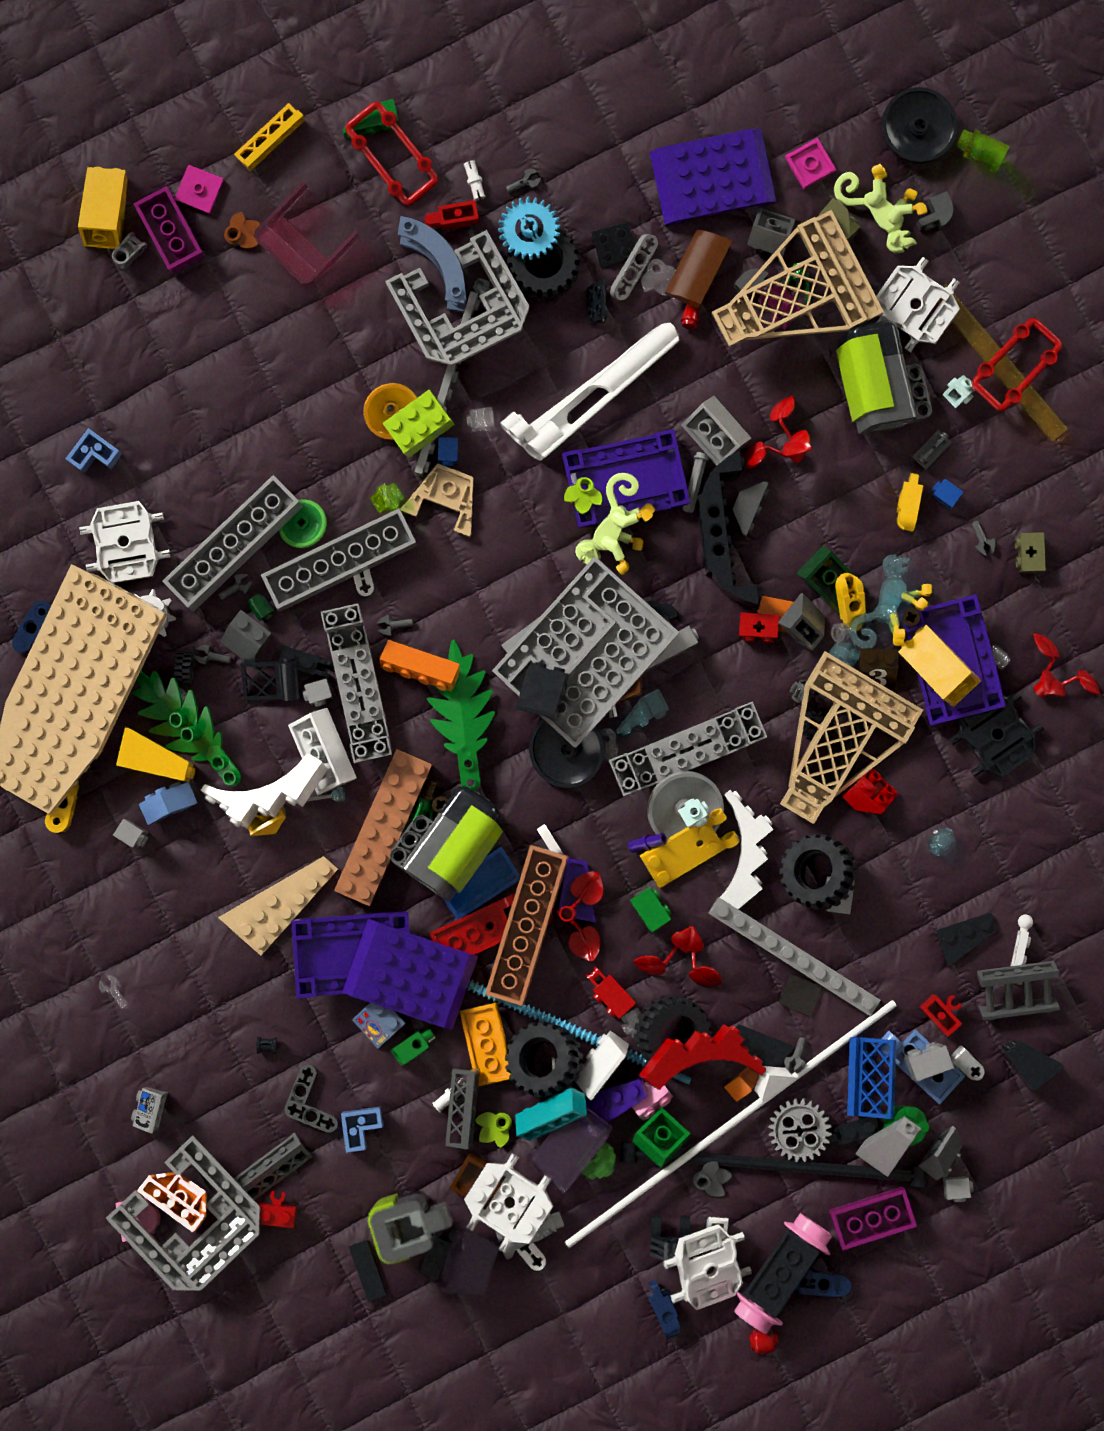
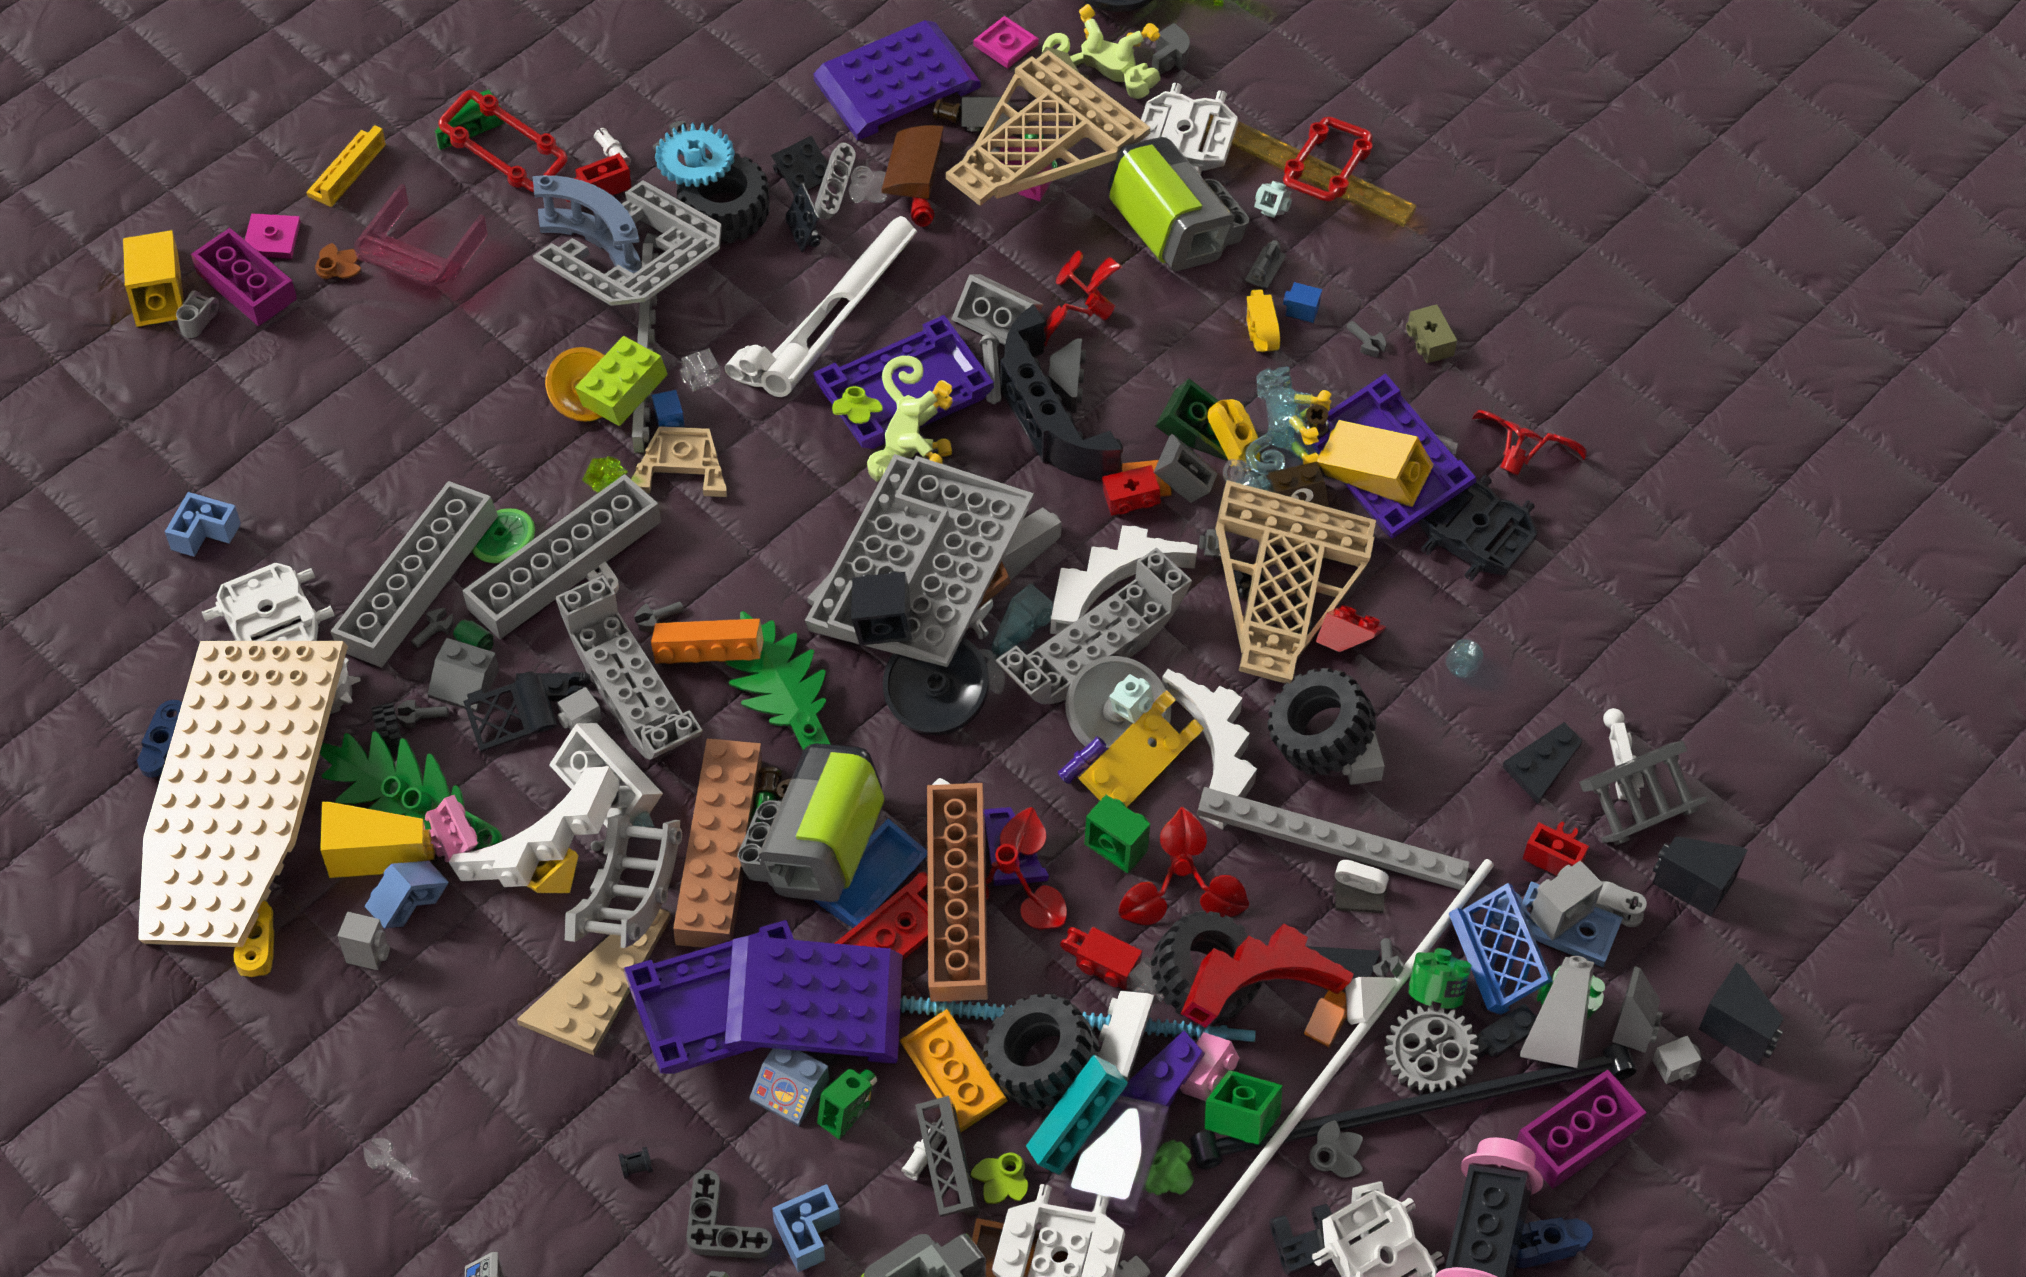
camera: 20 degrees left, 30 degrees down
(205, 766) = (450, 829): none -> bright pink slope
(300, 838) = (634, 924): none -> light grey fence
(717, 685) = (1106, 567): none -> white arch
(741, 222) = (947, 111): none -> dark brown bush
(803, 990) = (1361, 876): none -> white beam
(823, 1086) = (1439, 978): none -> green brick
(1011, 1175) = (1743, 1017): none -> black slope

